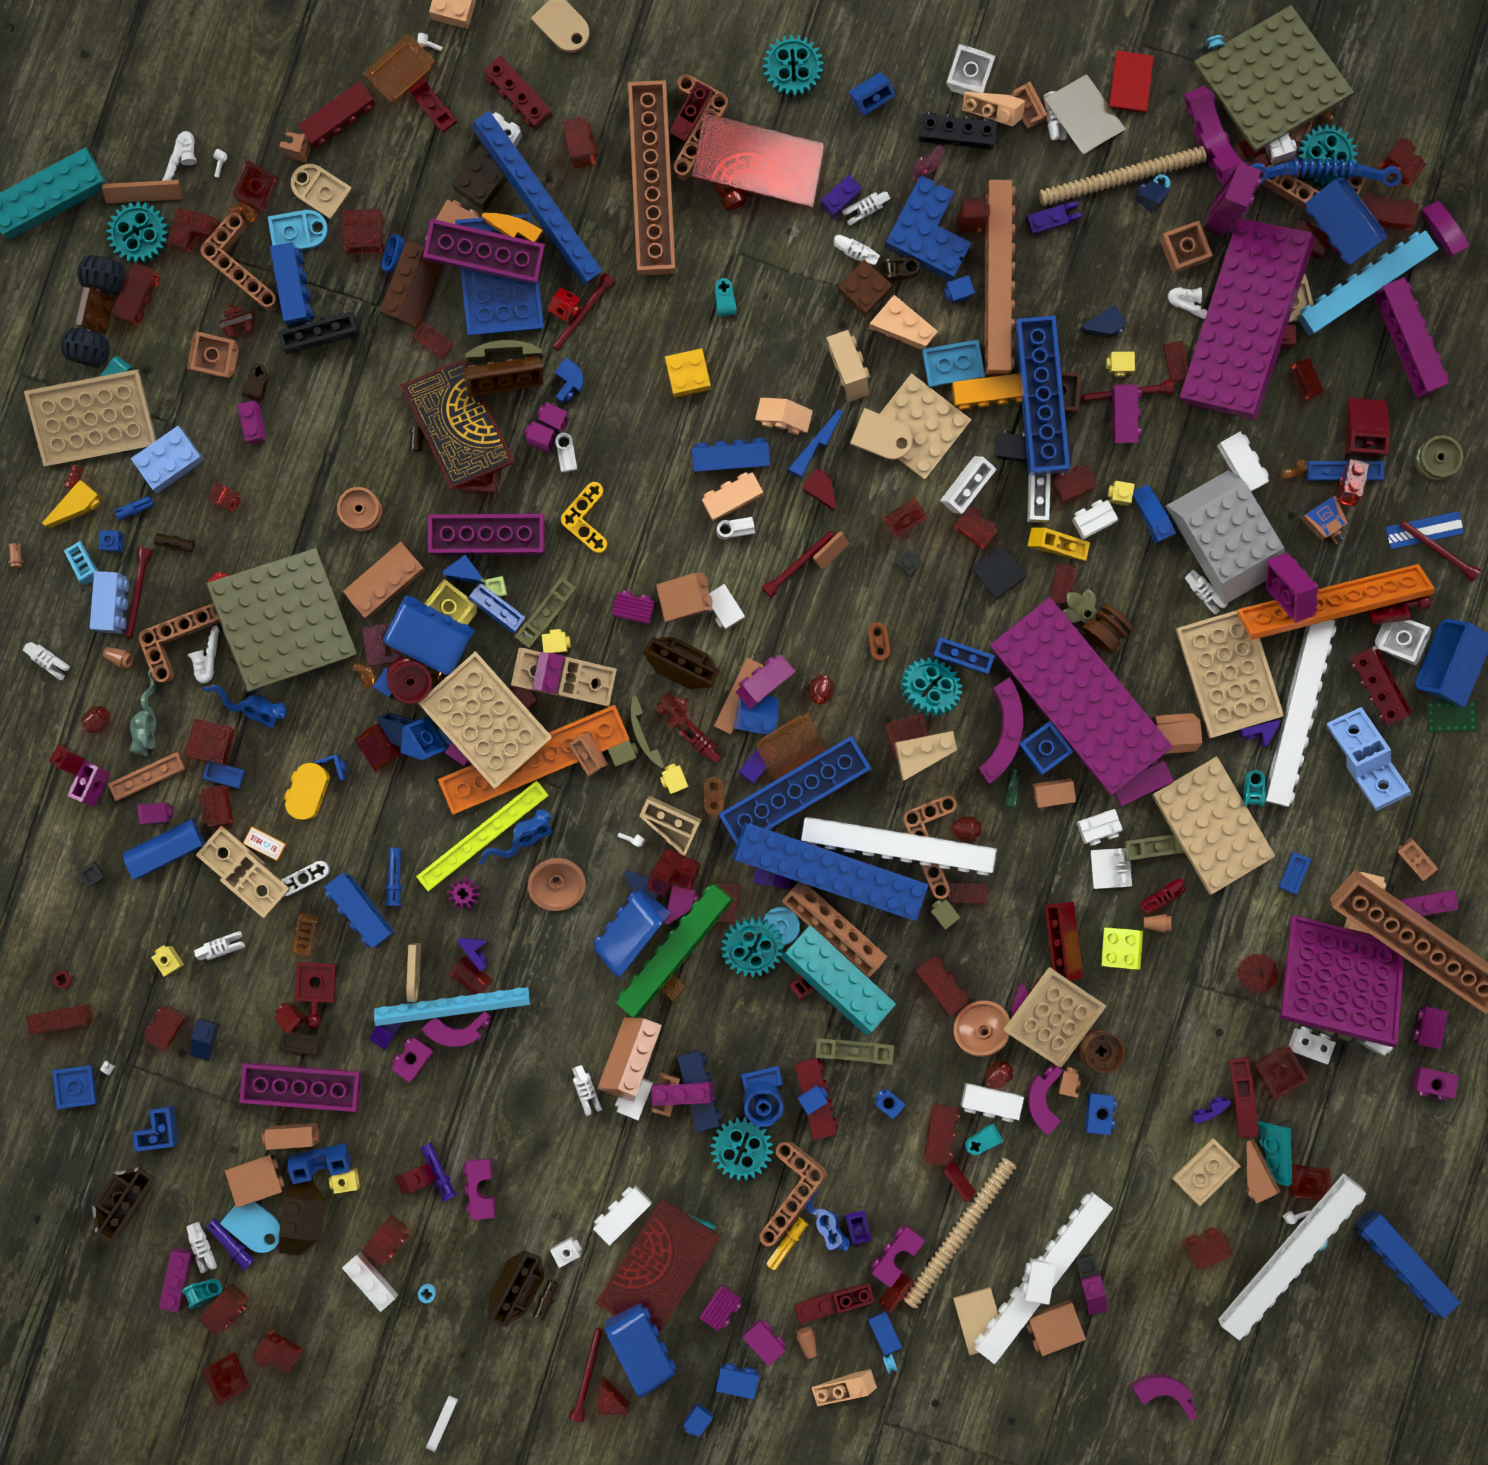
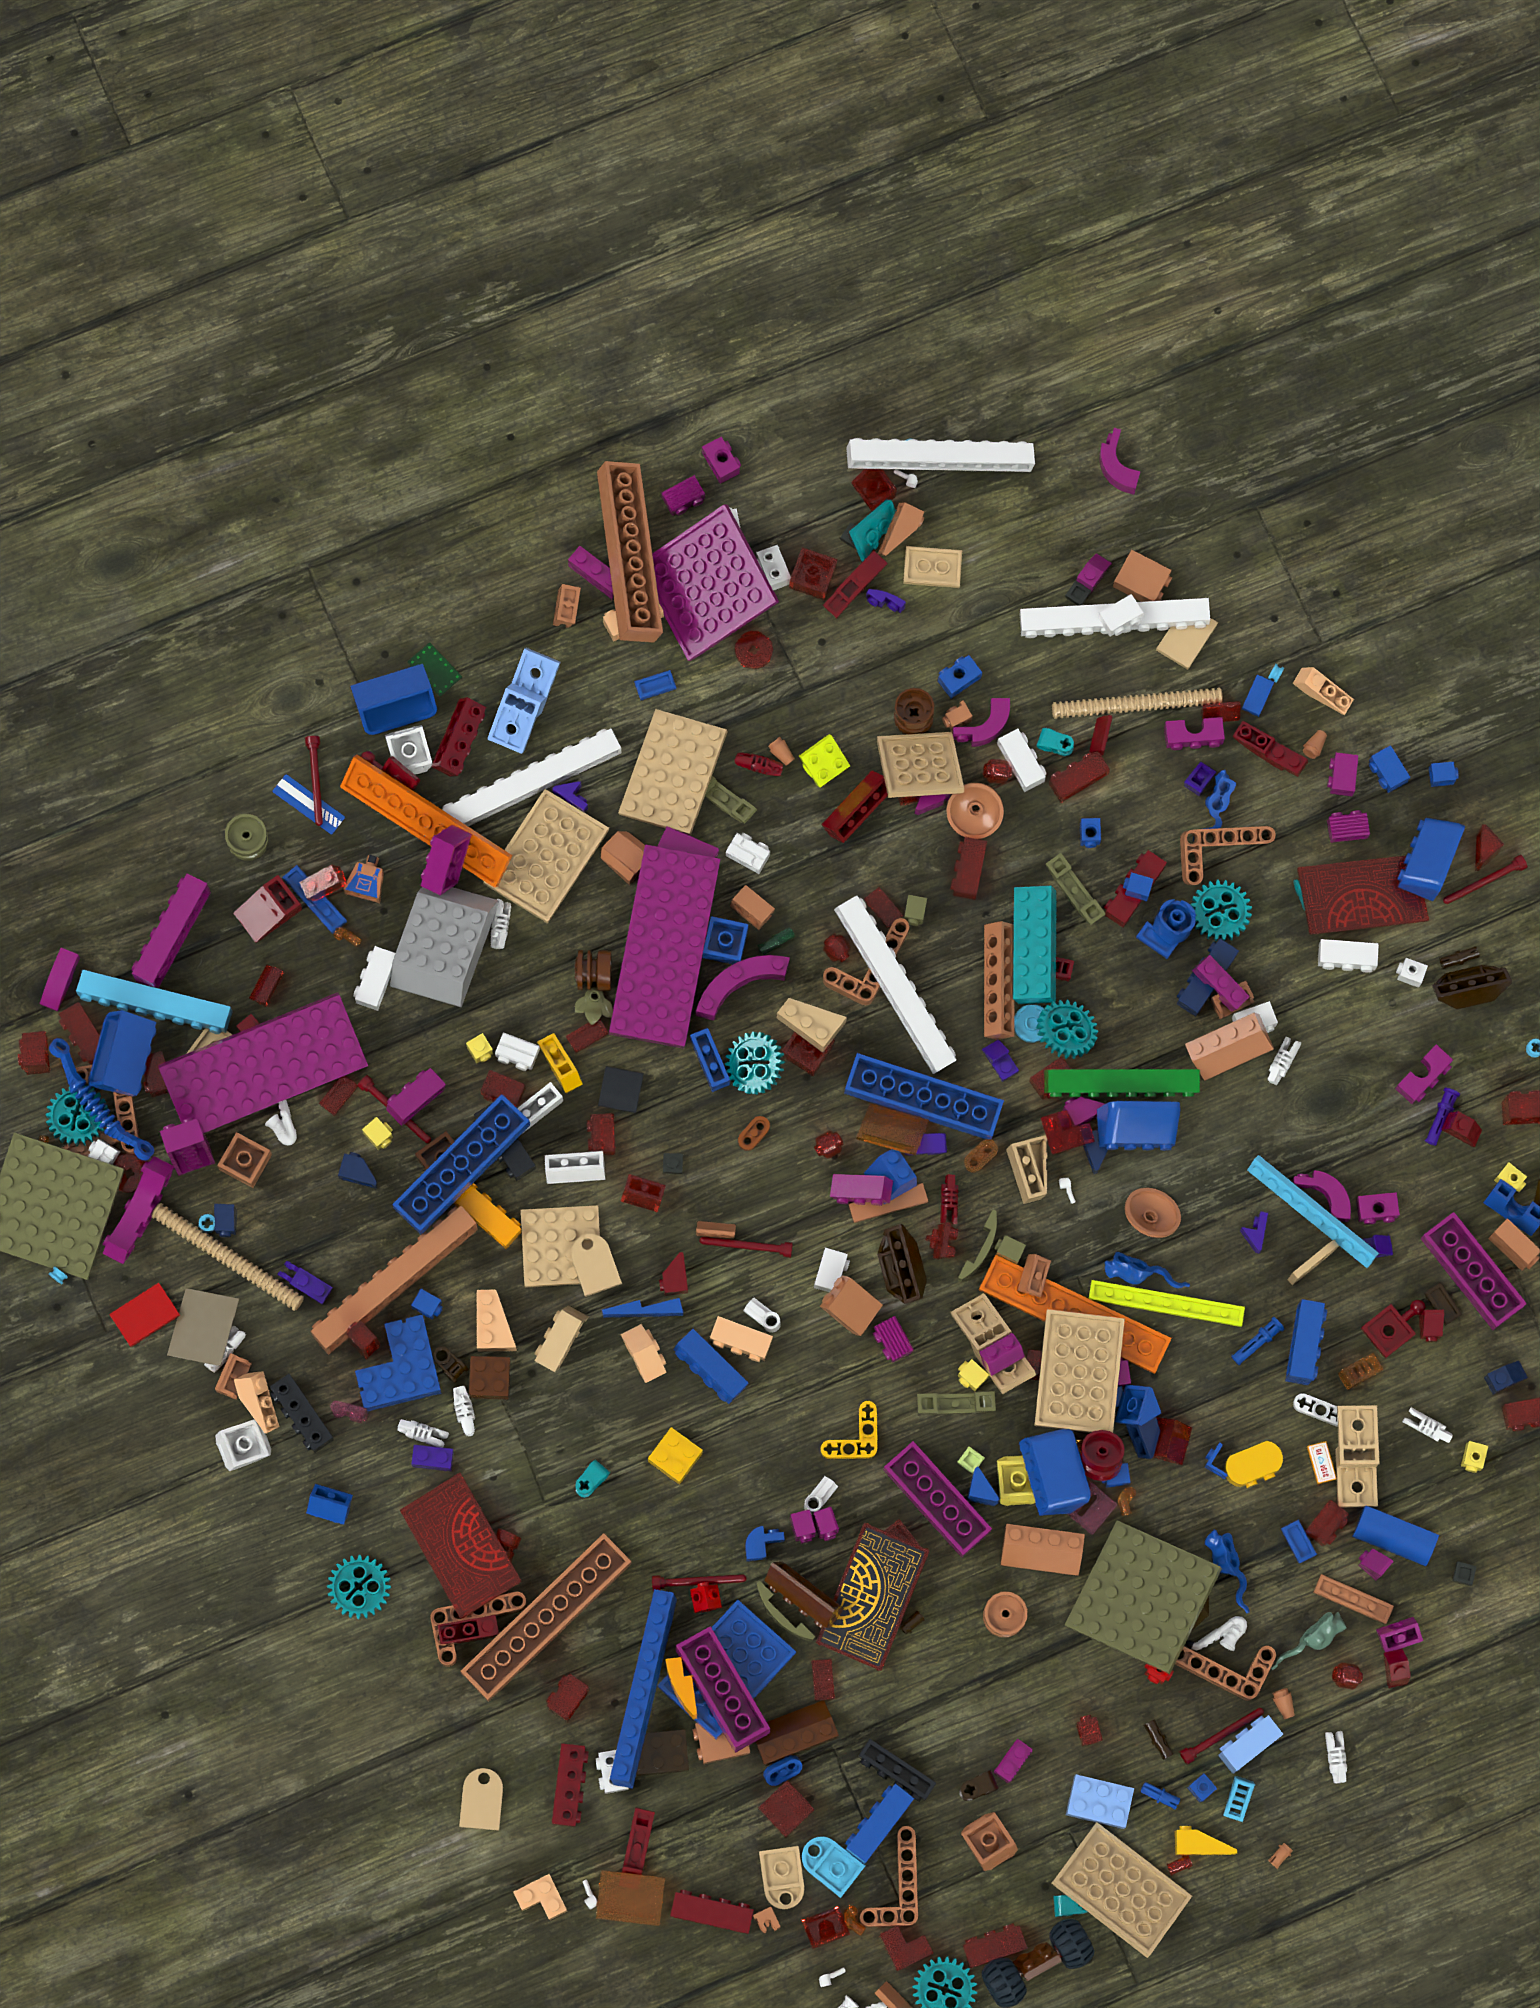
camera: 135 degrees left, 10 degrees down
(209, 743) = (1285, 1570): clear red brick -> none
(228, 324) = (942, 1848): clear red hips -> none
(459, 898) = (1229, 1281): magenta gear -> none
(470, 977) = (1278, 1219): clear red slope -> none
(496, 607) = (986, 1442): plate -> none
(673, 778) = (995, 1195): light yellow brick -> none
(674, 988) = (1149, 1060): clear orange plate -> none
(787, 1243) = (1258, 819): yellow axle -> none
(830, 871) = (960, 1018): blue brick -> none
(953, 363) = (488, 1260): dark azure plate -> none
(1110, 868) = (771, 819): white hinge -> none
(1153, 514) = (474, 1011): blue slope -> none
(1207, 1248) = (988, 519): clear red brick -> none
(1254, 790) = (621, 763): teal piece -> none
(1408, 1265) = (872, 373): blue brick -> none

